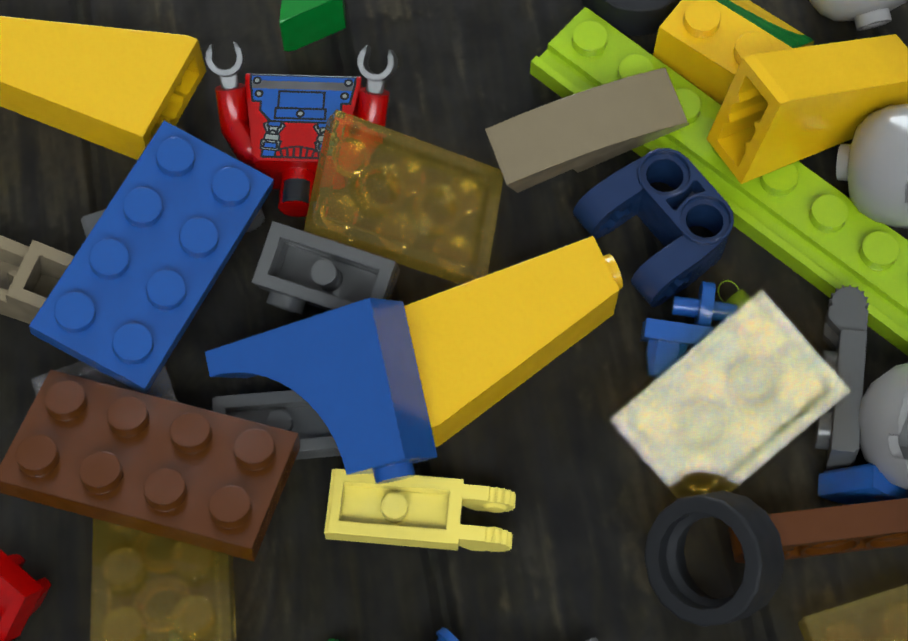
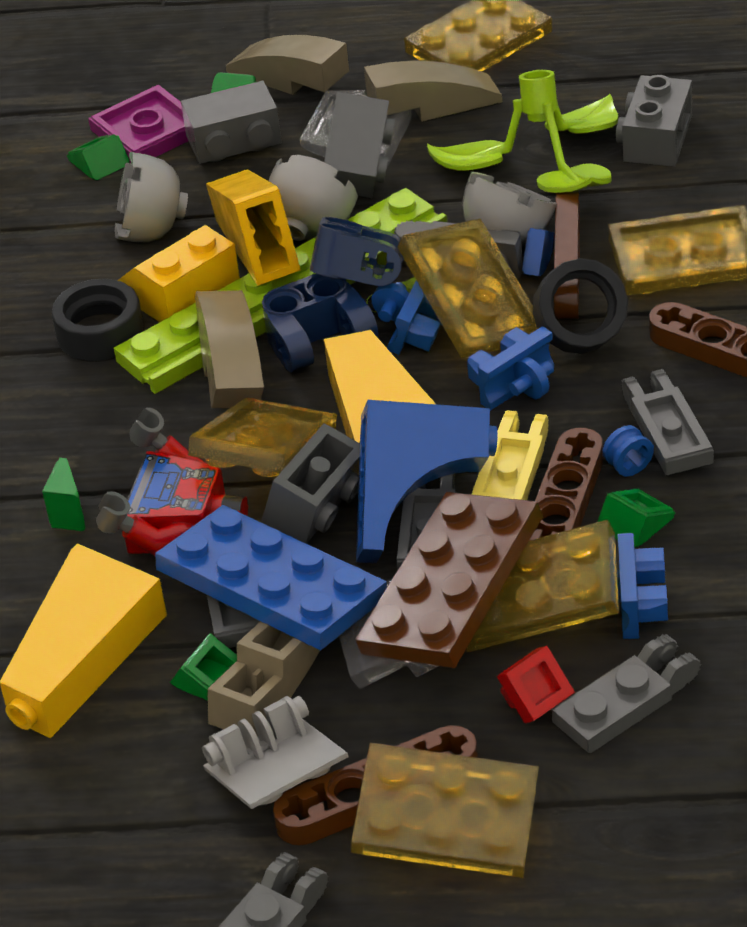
camera: 75 degrees left, 25 degrees down
(51, 221) = (204, 667): none -> green slope
(354, 597) = (562, 468): none -> reddish brown beam
(579, 470) = (517, 369): none -> blue hips
(767, 216) = (342, 252): none -> dark blue piece

